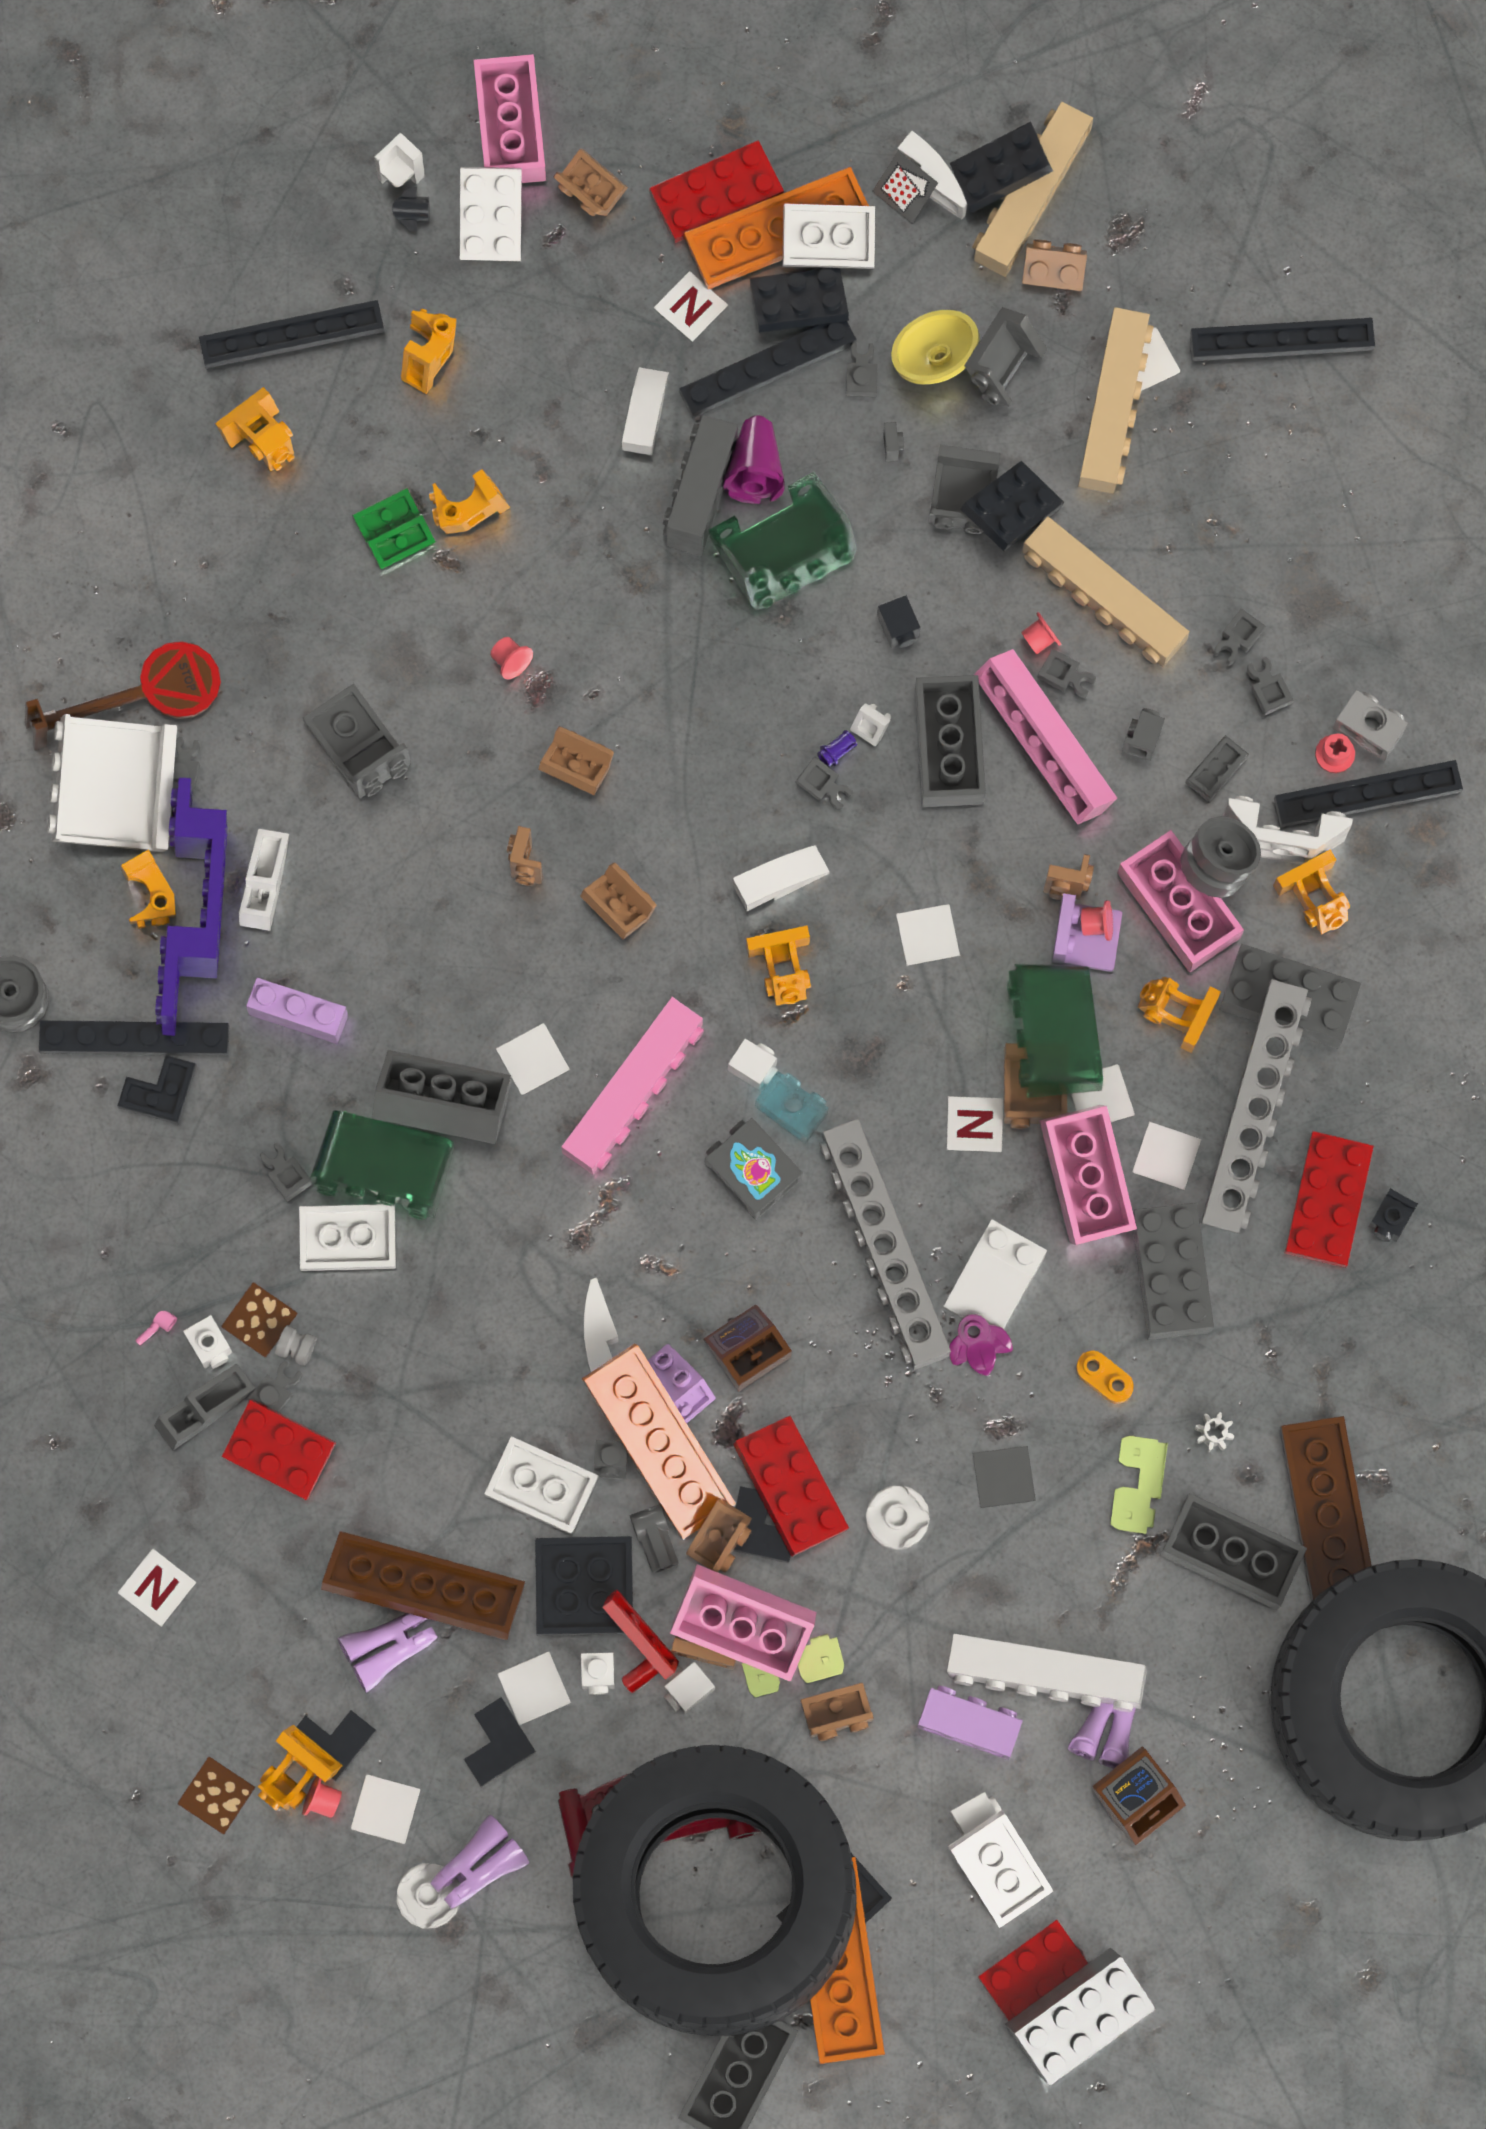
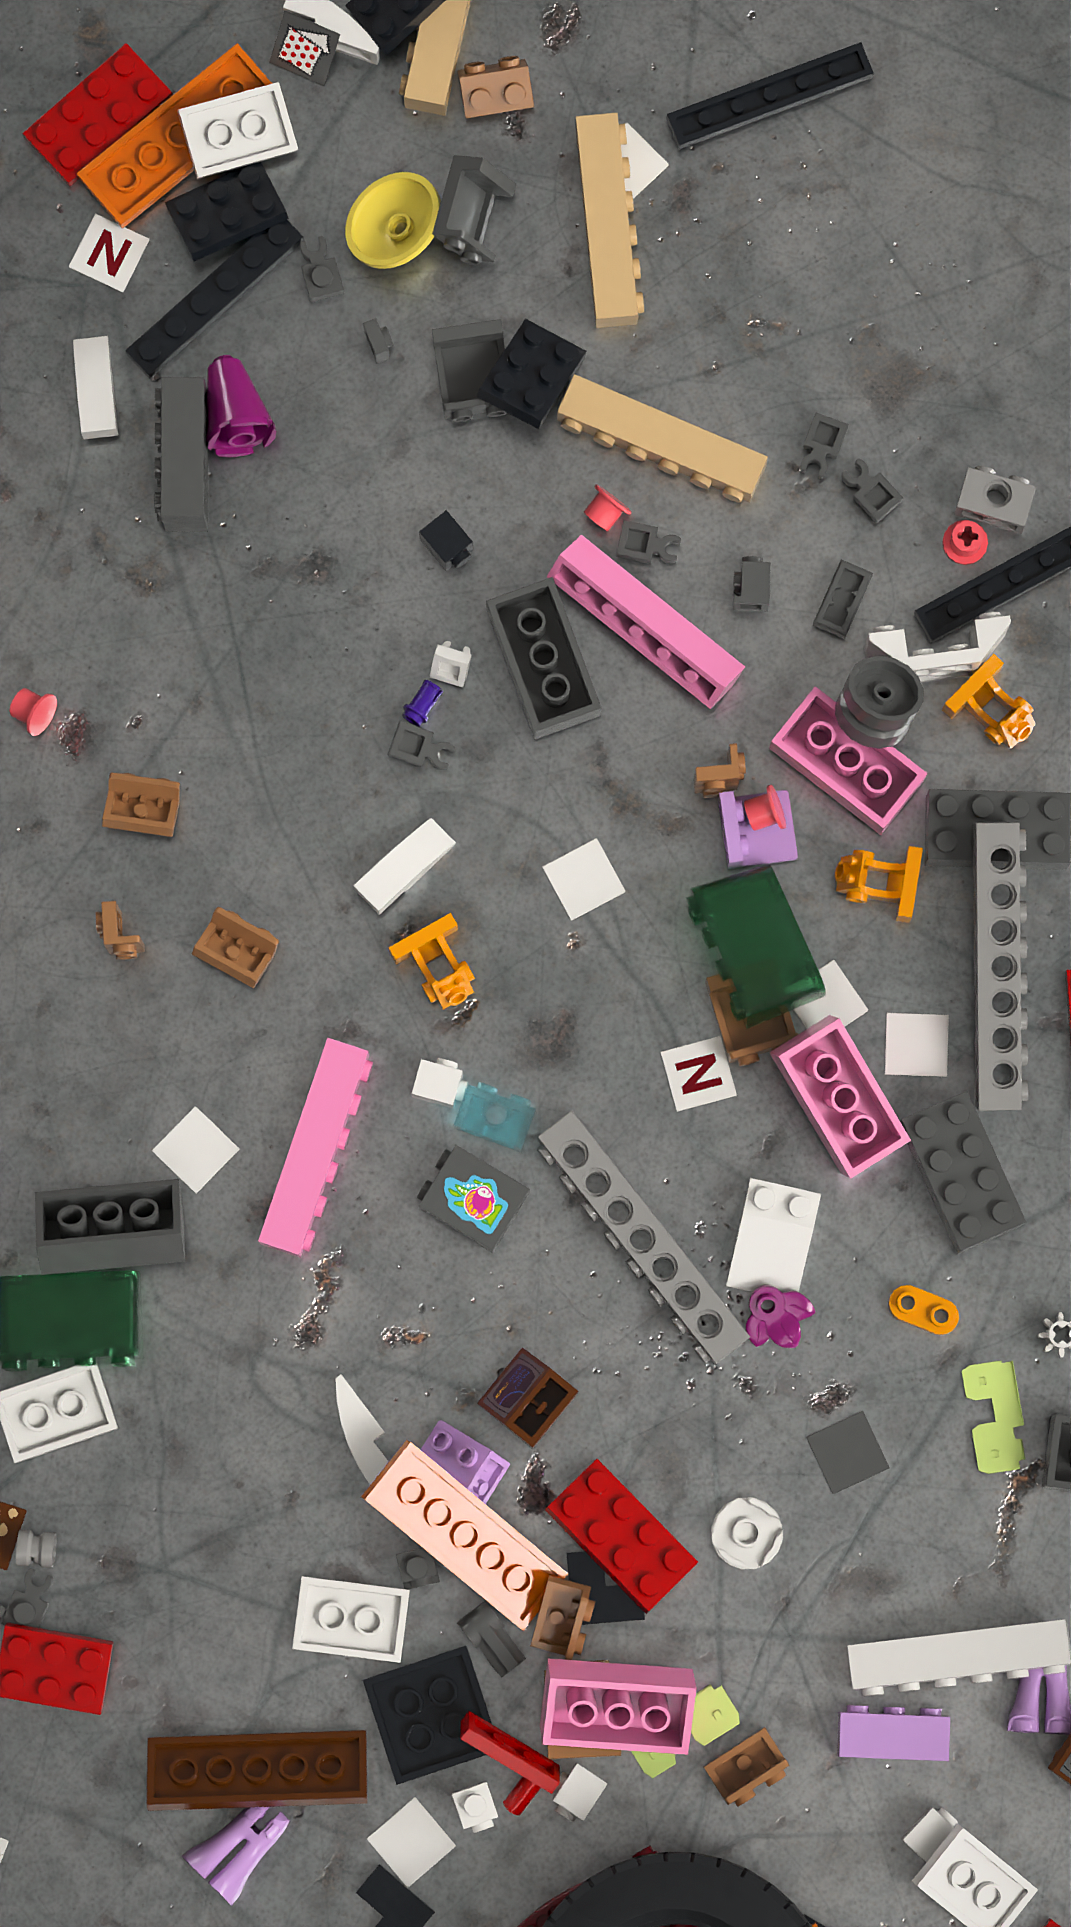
camera: 15 degrees left, 5 degrees up
(788, 546) = (299, 492): clear green windscreen -> none

